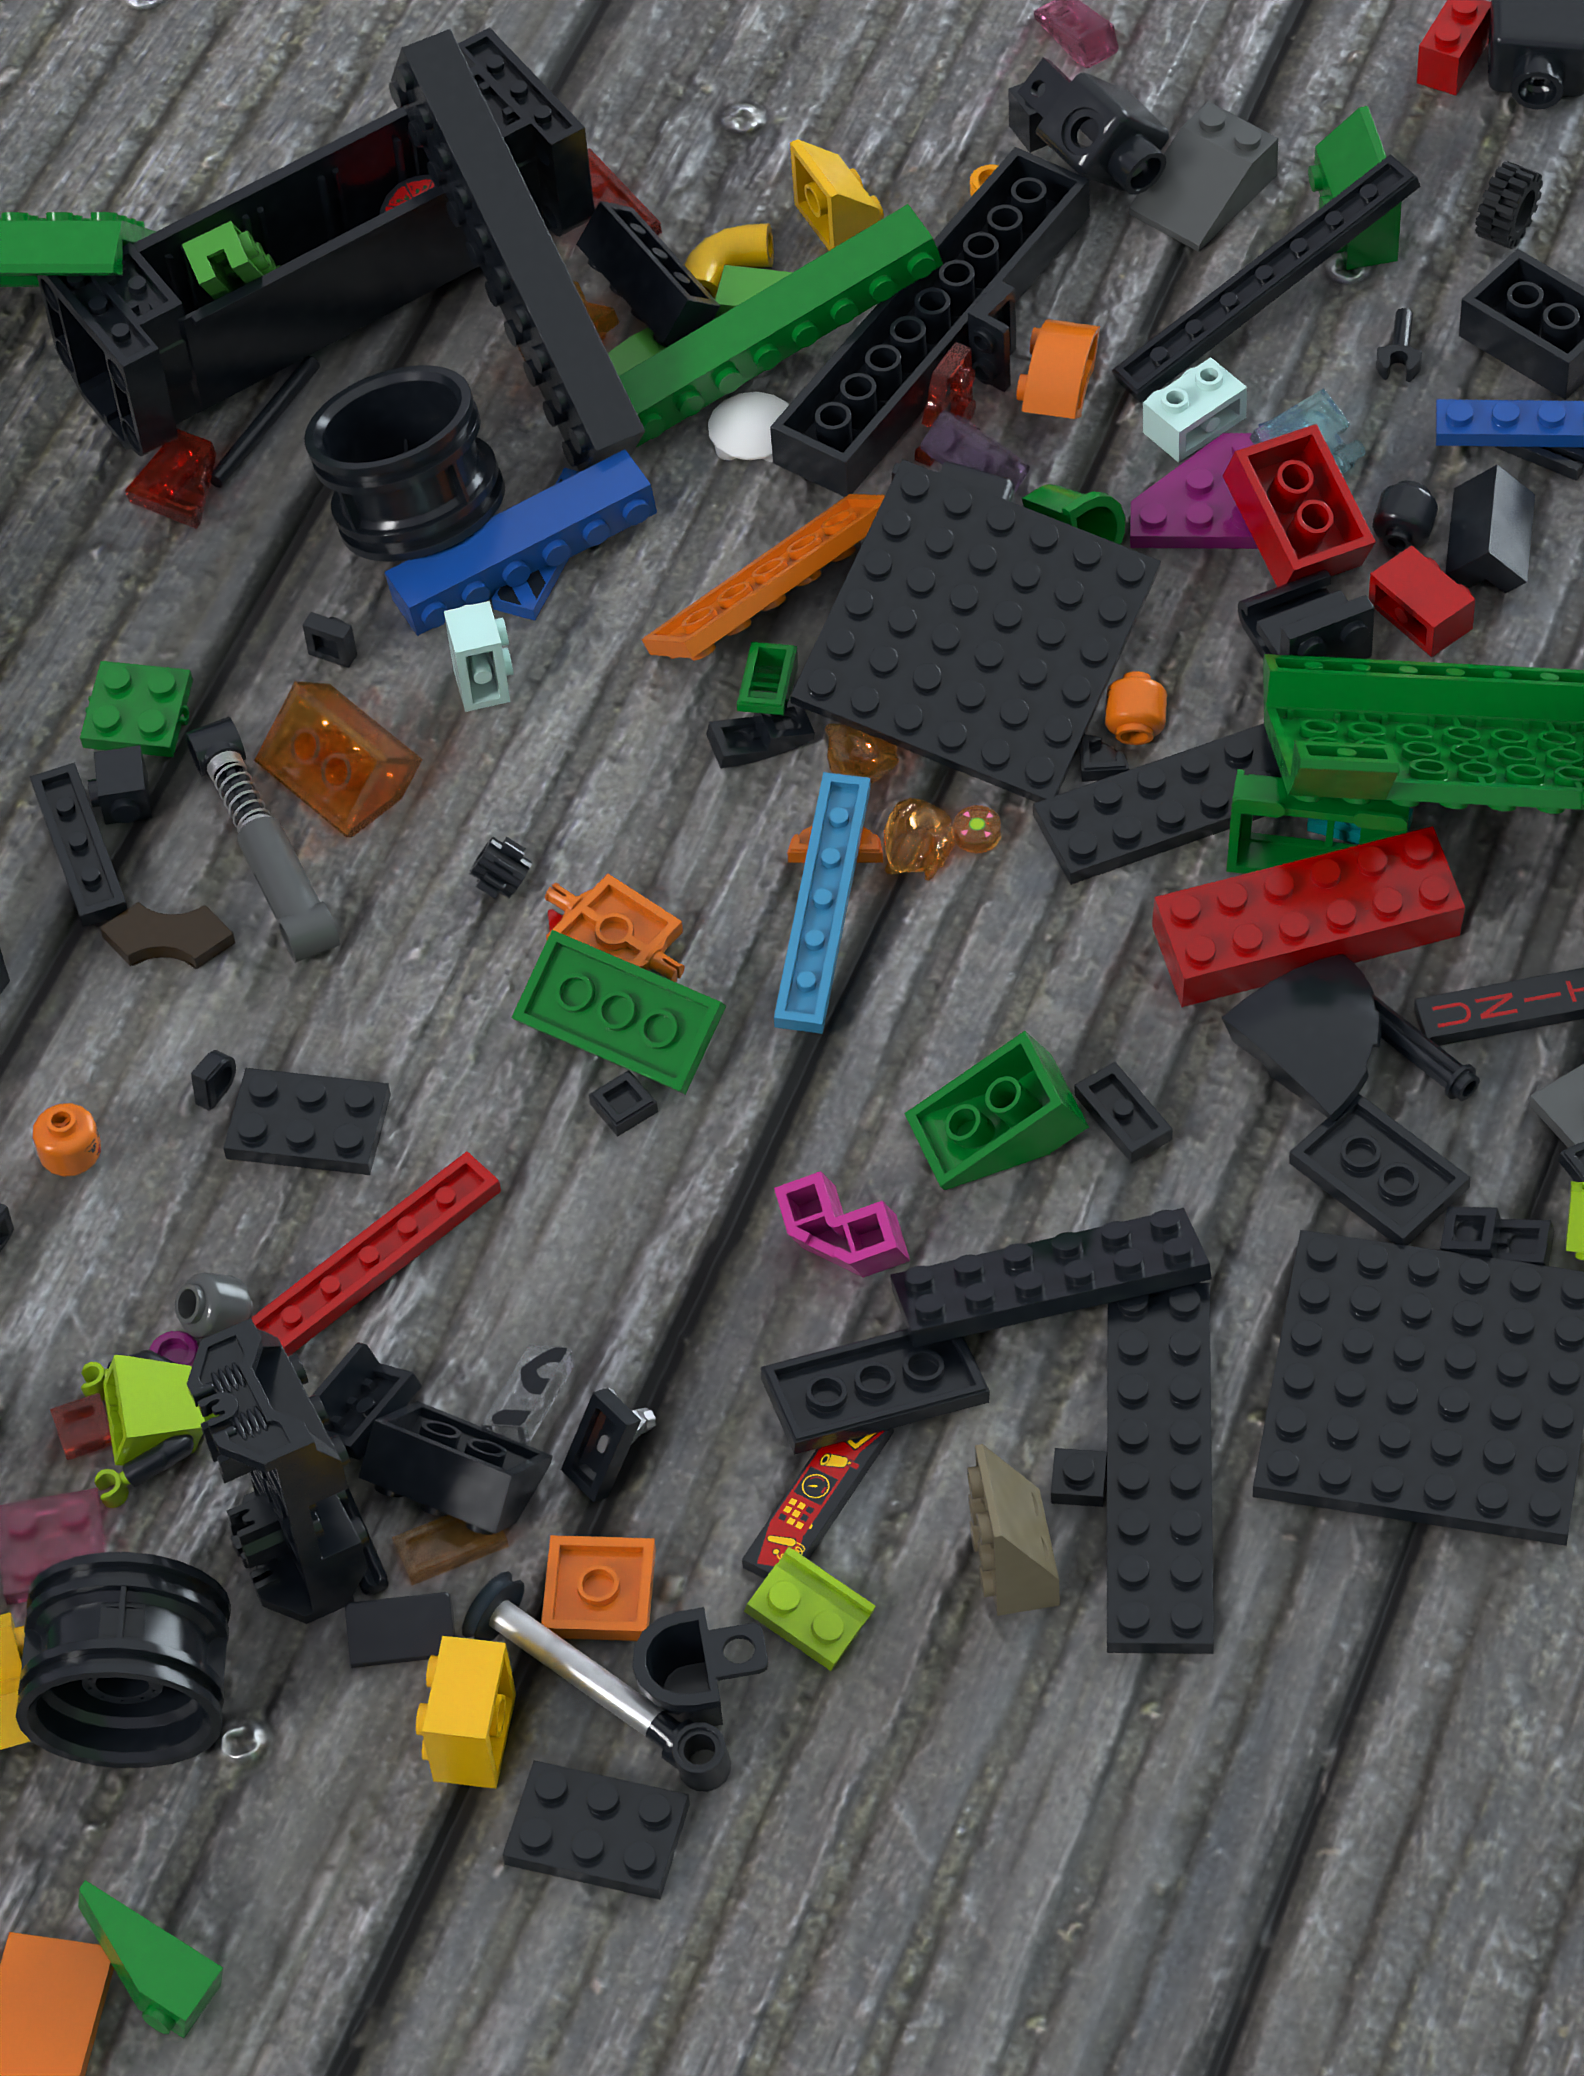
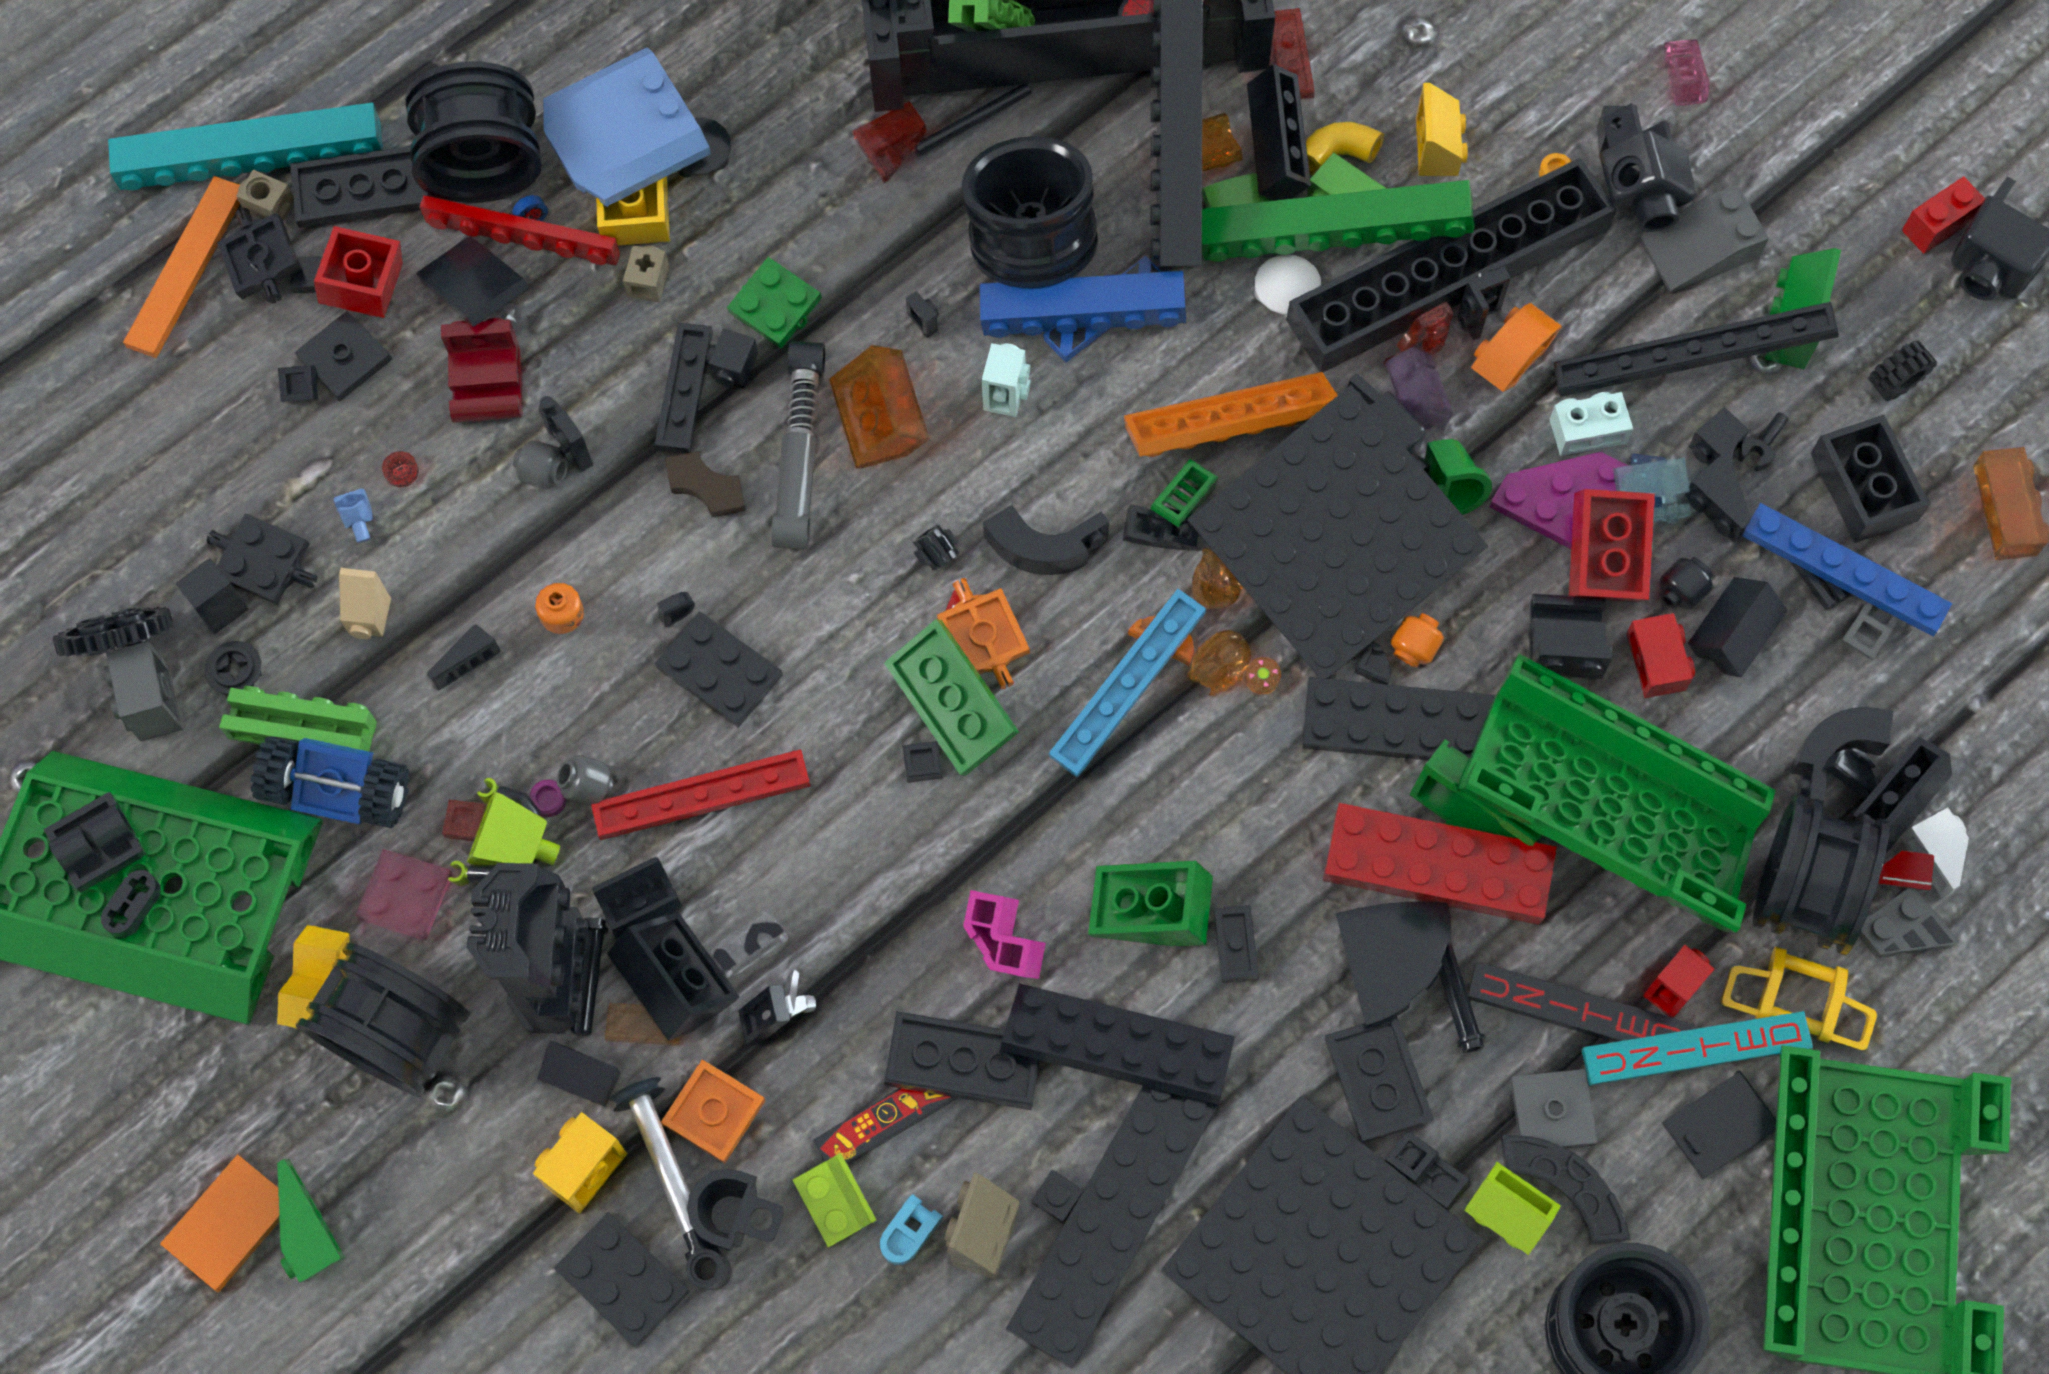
camera: 25 degrees right, 15 degrees up
(627, 819) = (1043, 552): none -> black arch
(922, 1614) = (899, 1242): none -> medium azure plate
(1377, 408) = (1717, 487): none -> black arch

